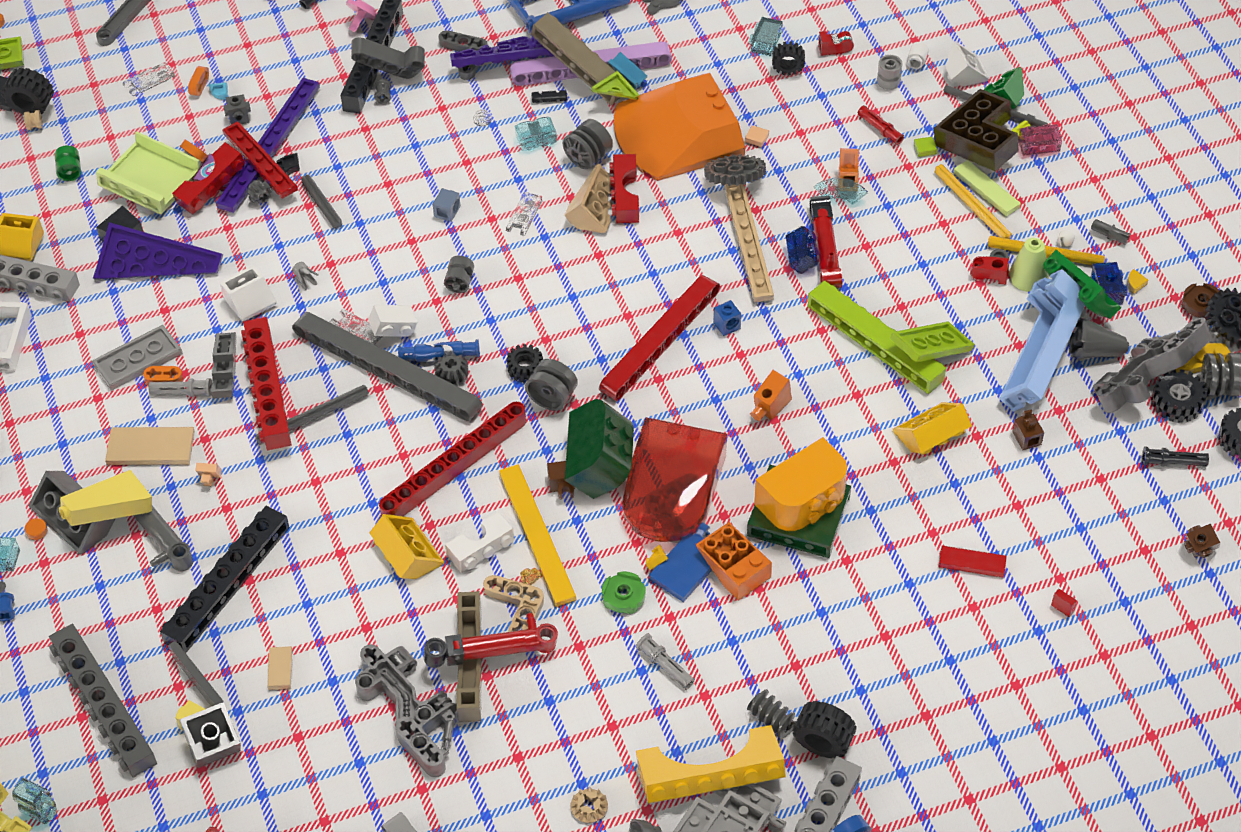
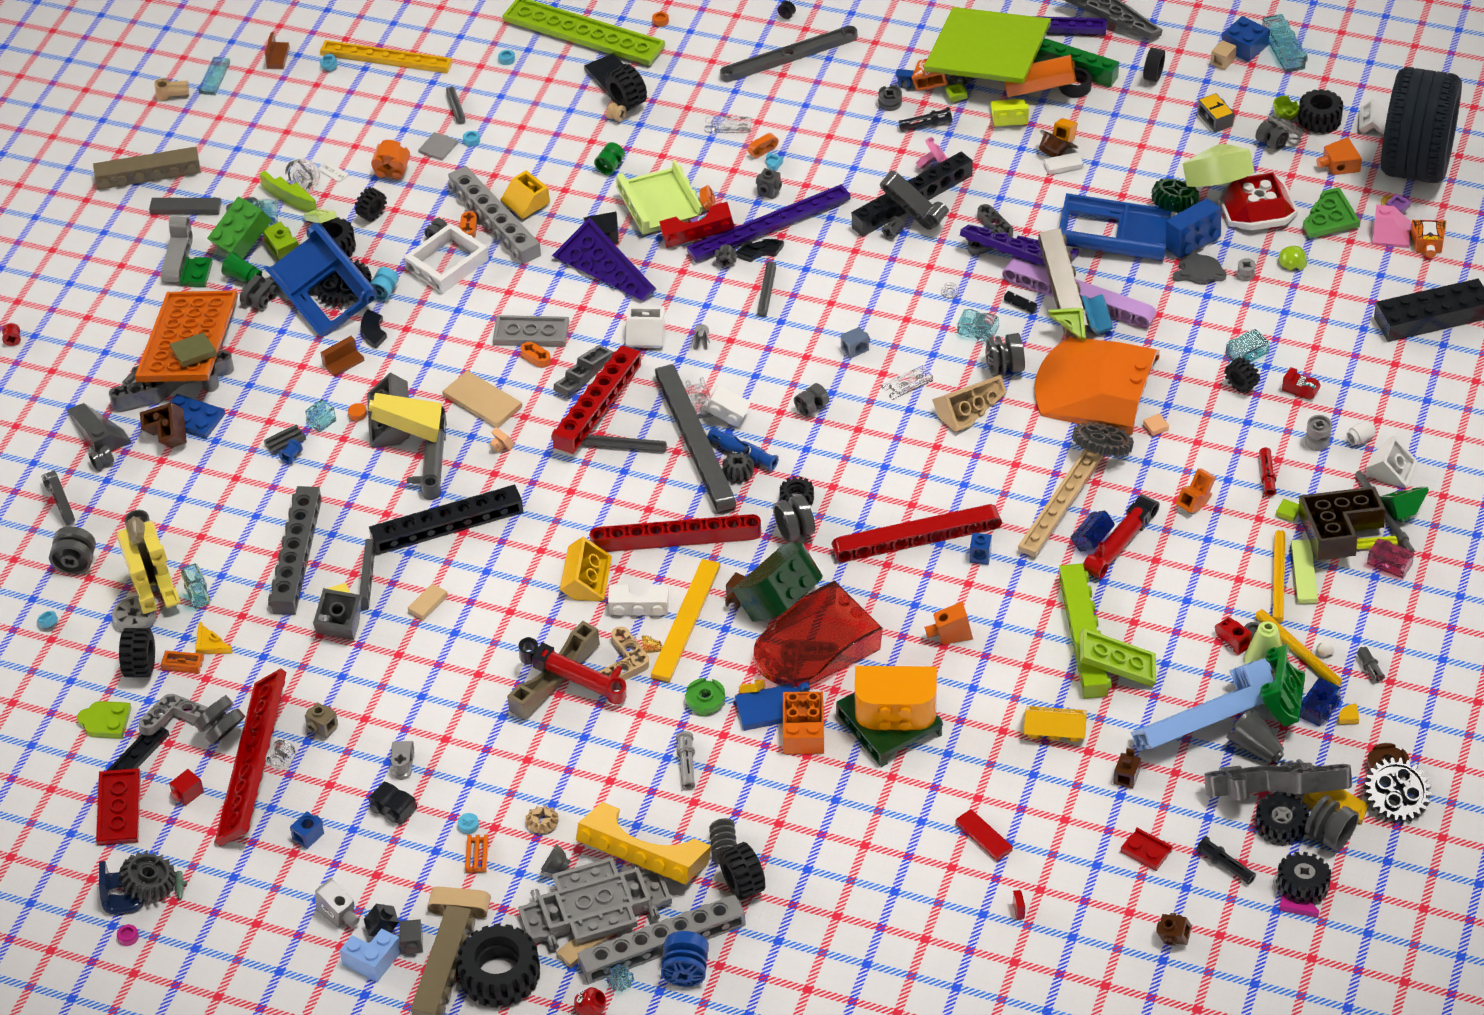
camera: 40 degrees right, 5 degrees down
(178, 387) = (544, 372): light grey pin -> none
(260, 160) = (747, 231): red tile -> none
(389, 676) = (482, 685): flat silver beam -> none
(626, 204) = (1016, 392): red arch -> none
(841, 188) = (1176, 502): clear light blue tile -> none
(1105, 488) = (1146, 849): none -> red plate

